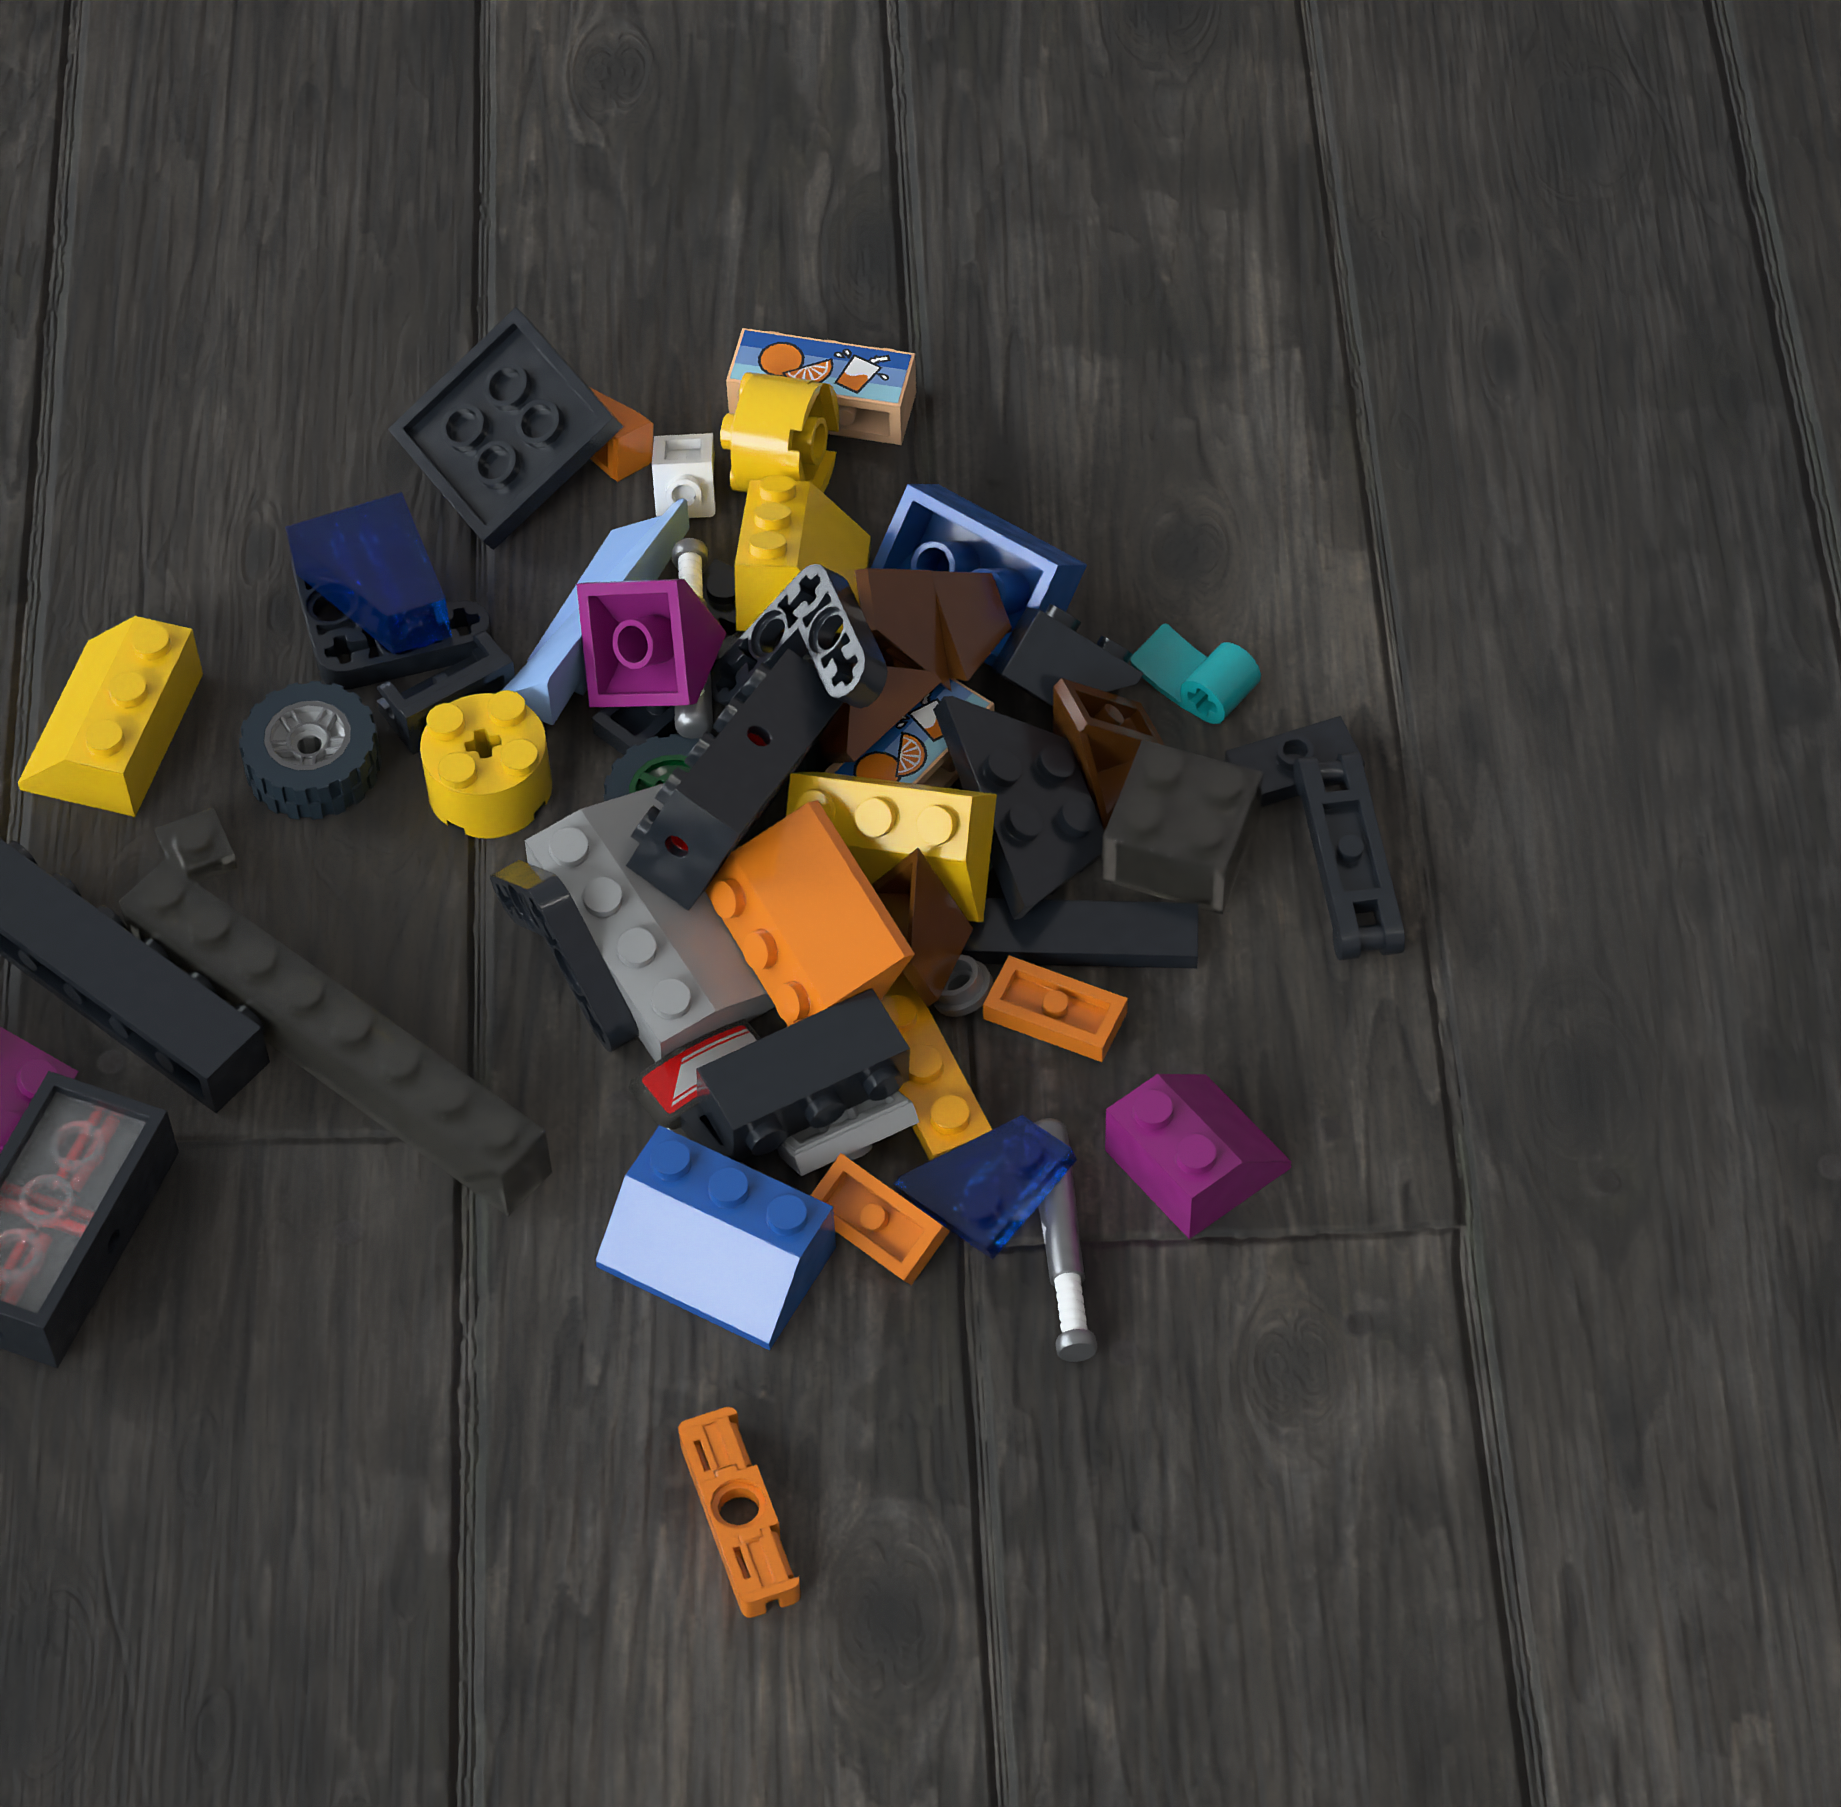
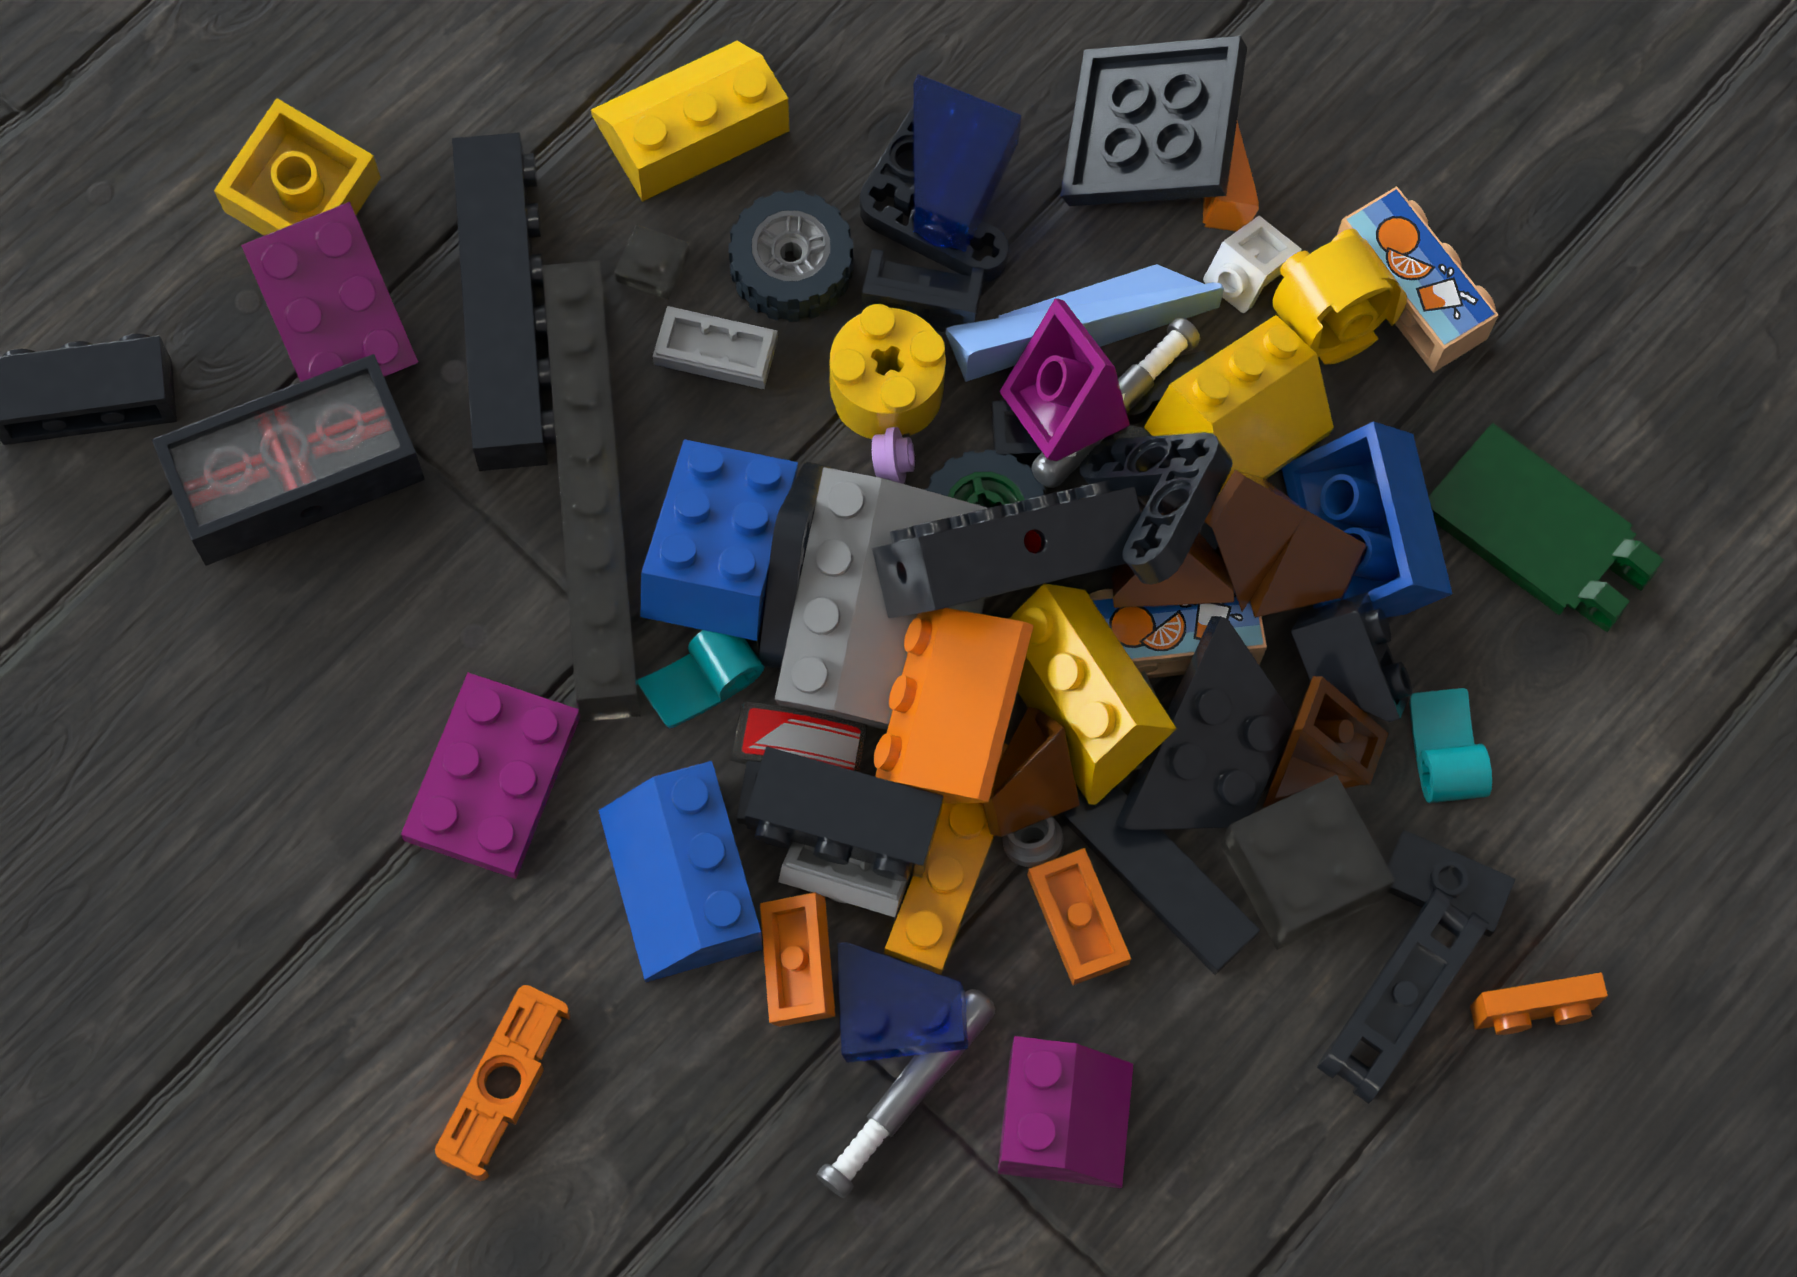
camera: 40 degrees right, 15 degrees up
(321, 862) = (715, 347): none -> light grey plate
(479, 1311) = (491, 775): none -> magenta plate
(488, 975) = (715, 540): none -> blue brick
(547, 811) = (892, 455): none -> lavender plate
(576, 1089) = (701, 680): none -> teal panel
(1103, 477) = (1541, 529): none -> dark green tile
(1439, 788) = (1514, 1007): none -> orange plate

